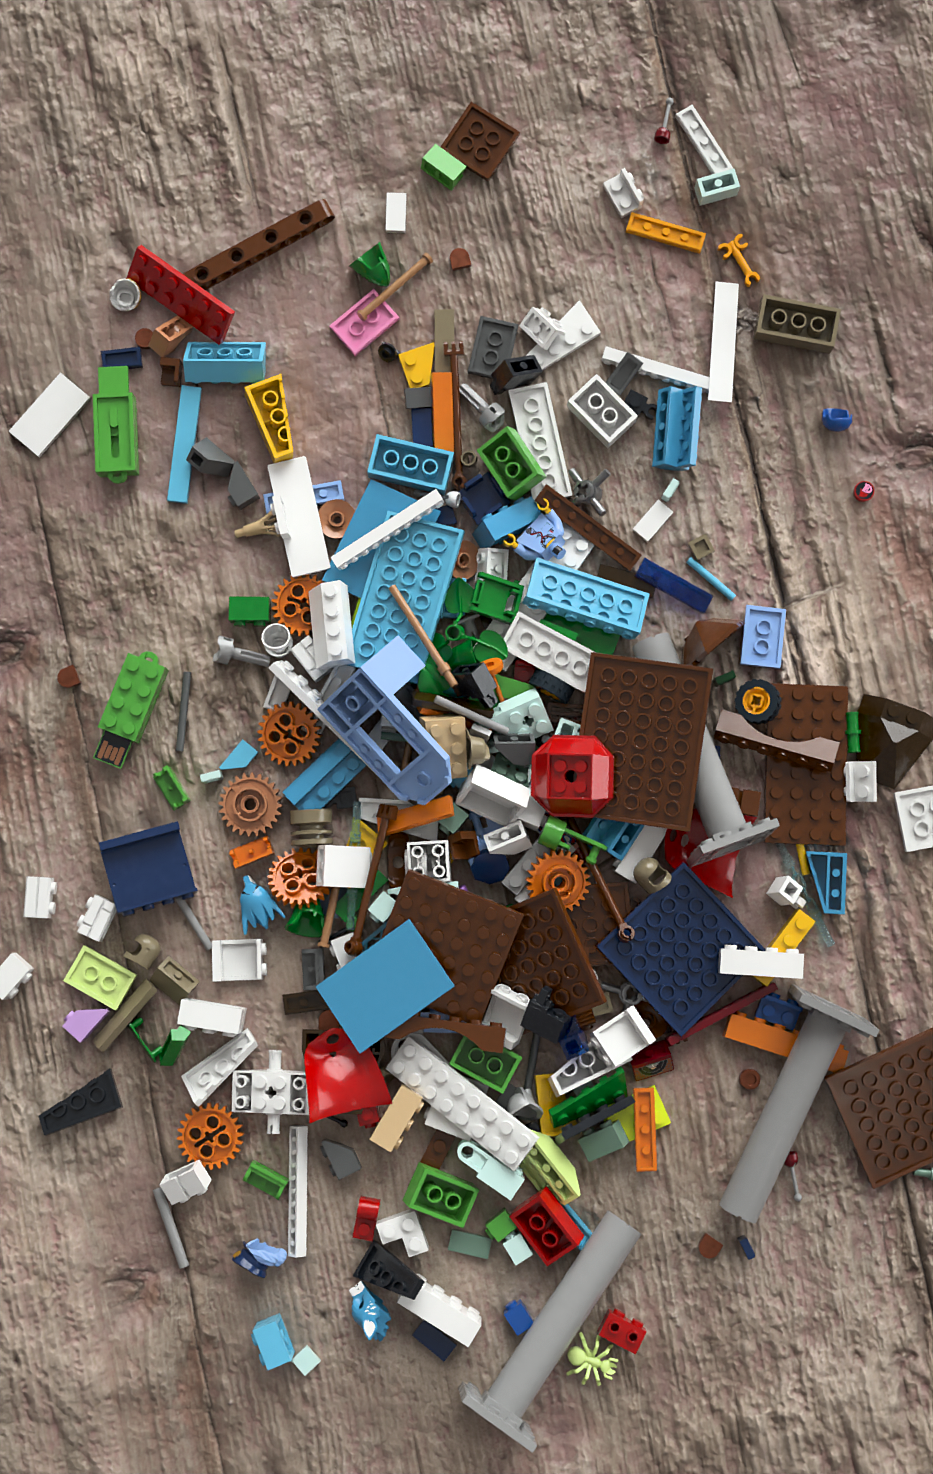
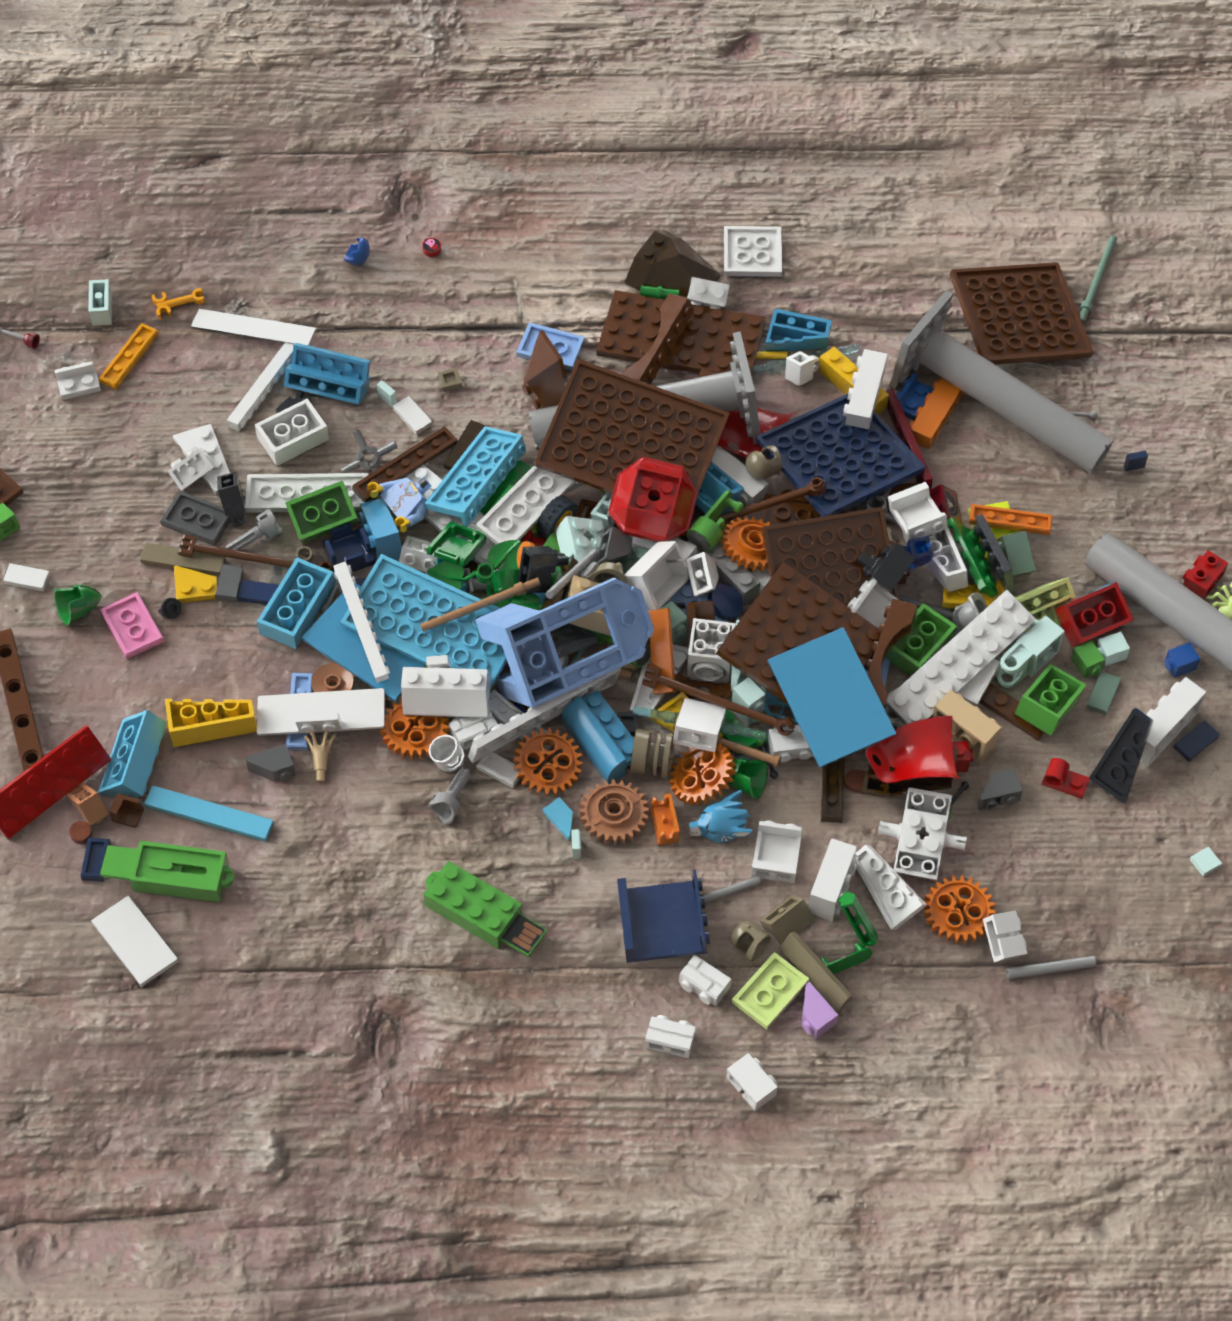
camera: 80 degrees left, 25 degrees down
(68, 677) = (432, 970): copper tile -> none
(91, 1101) = (905, 1028): black wing -> none
(125, 295) = (27, 838): white hair -> none
(171, 787) = (578, 885): bright green hinge -> none
(183, 711) = (514, 867): dark grey bar -> none
(210, 459) = (233, 785): dark grey slope -> none
(249, 610) = (407, 778): green brick -> none
(258, 1256) = (1094, 880): piece -> none
(265, 1179) = (1013, 865): bright green hinge -> none
(273, 1342) = (1182, 879): medium azure brick -> none
(297, 1191) = (1029, 836): white piece -> none
(313, 968) = (799, 783): dark grey hinge -> none
(354, 611) = (438, 661): none -> white plate
(362, 314) = (124, 619): medium nougat bar -> none
(372, 1315) = (1162, 788): dark azure piece -> none
(404, 1226) = (1081, 741): white brick -> none
(442, 410) = (246, 567): orange tile -> none
(459, 259) = (95, 530): copper tile -> none
(624, 373) = (256, 406): dark grey tile -> none
(673, 585) = (481, 407): clear blue tile -> none
(703, 140) = (49, 310): white tile -> none
(709, 1246) = (1131, 492): copper tile -> none
(710, 578) = (482, 379): medium azure bar -> none
(749, 1079) = (974, 433): copper tile -> none
(758, 701) = (613, 353): black wheel -> none
(797, 324) = (255, 264): dark tan brick -> none

